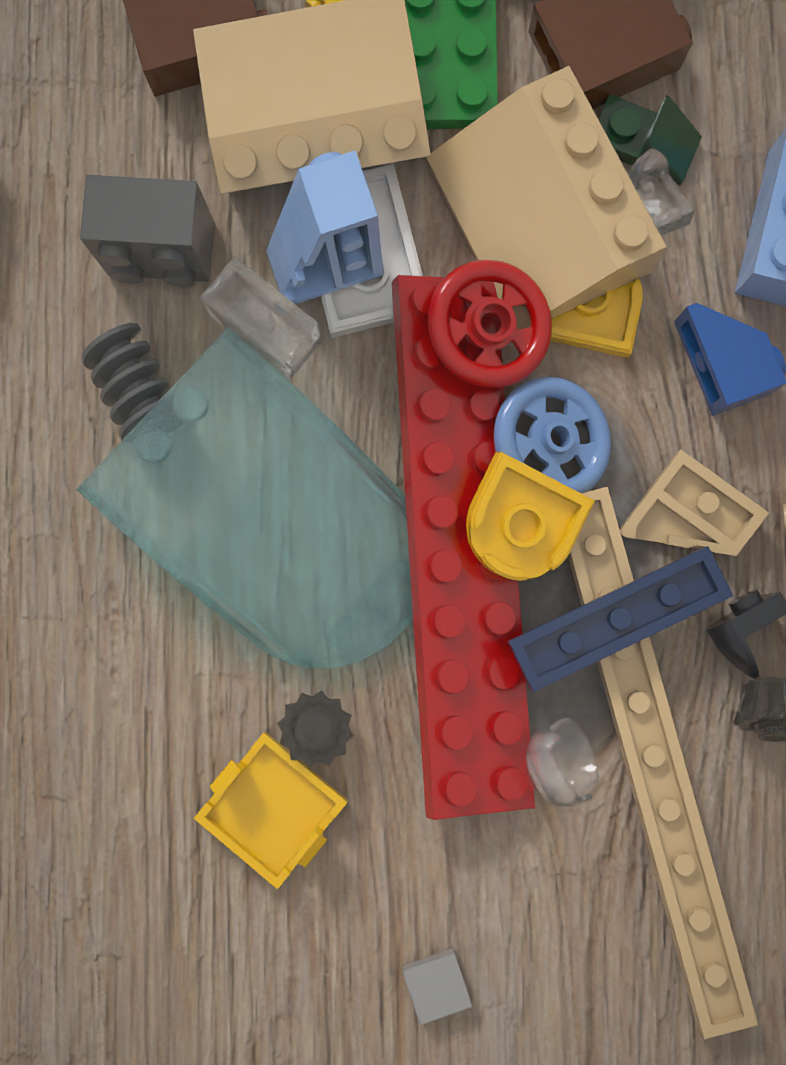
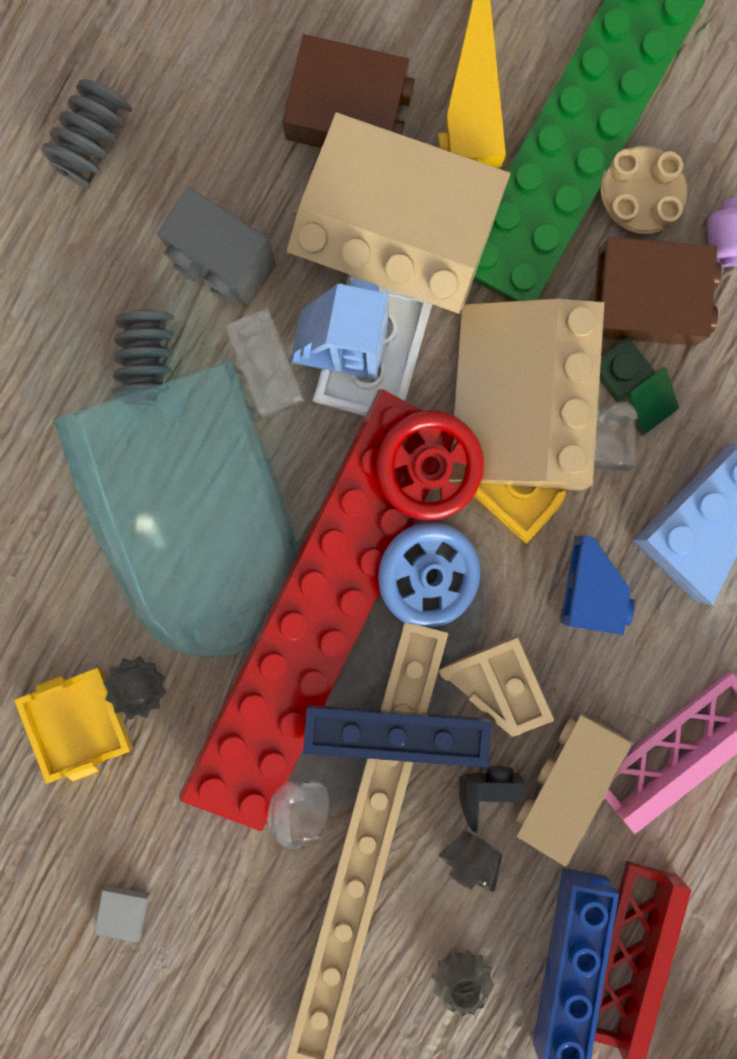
camera: 30 degrees right, 5 degrees up
(523, 520) = (370, 625): yellow tile -> none

